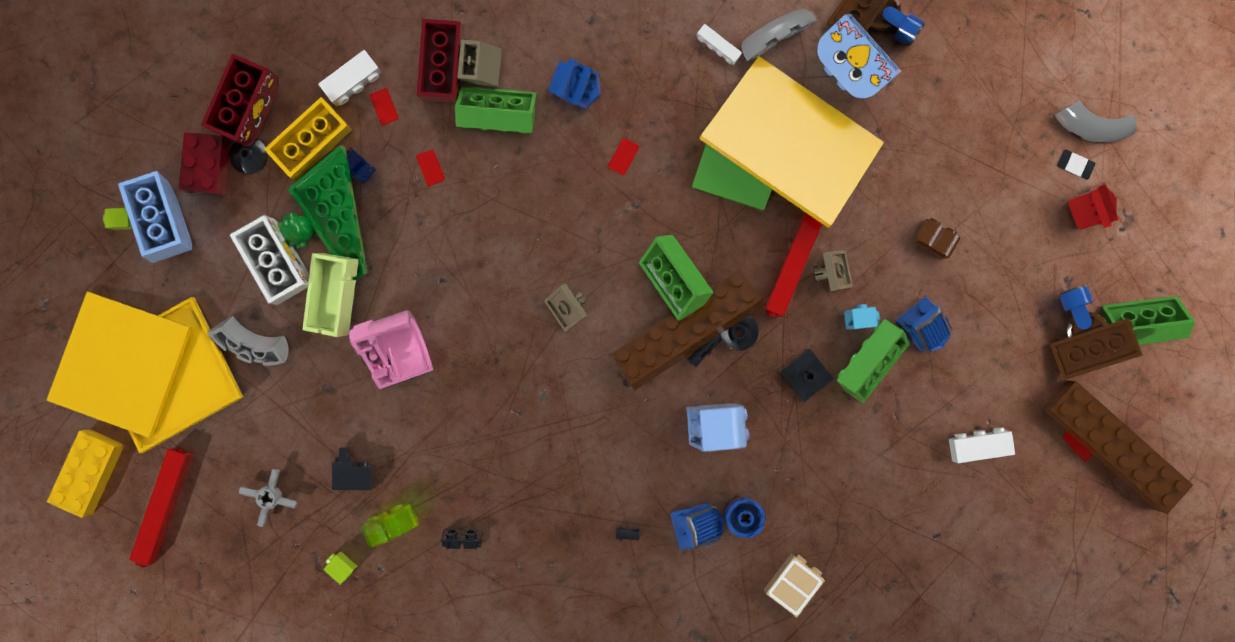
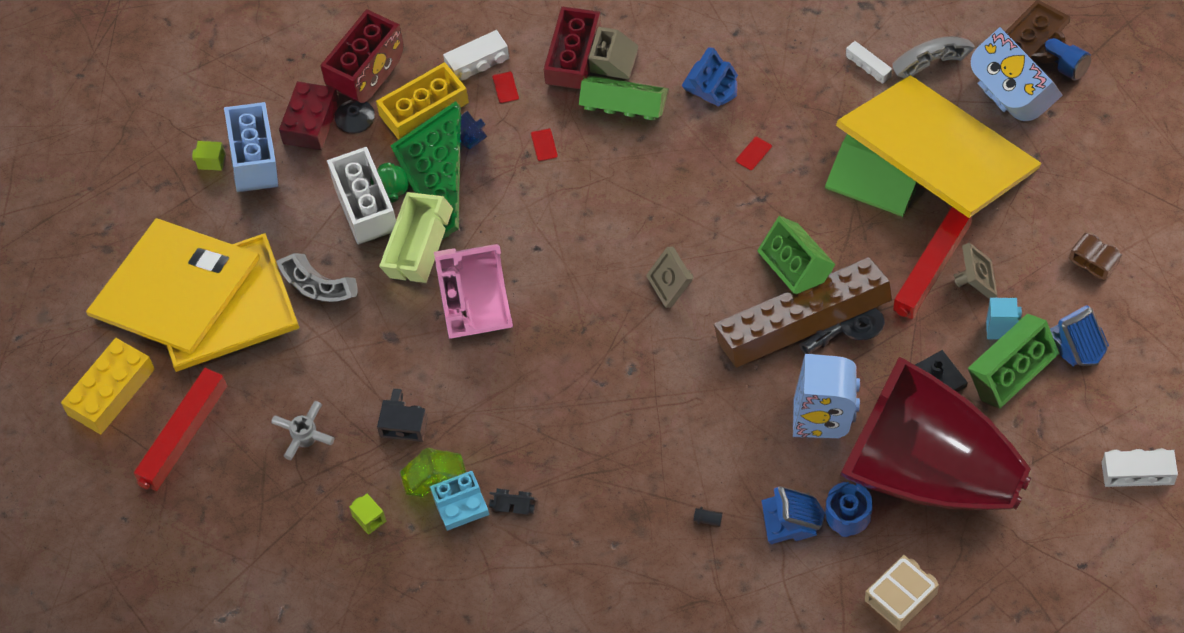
camera: 15 degrees right, 30 degrees down
(145, 337) = (208, 260): none -> sticker
(416, 548) = (459, 500): none -> medium azure brick
(809, 468) = (935, 448): none -> dark red panel

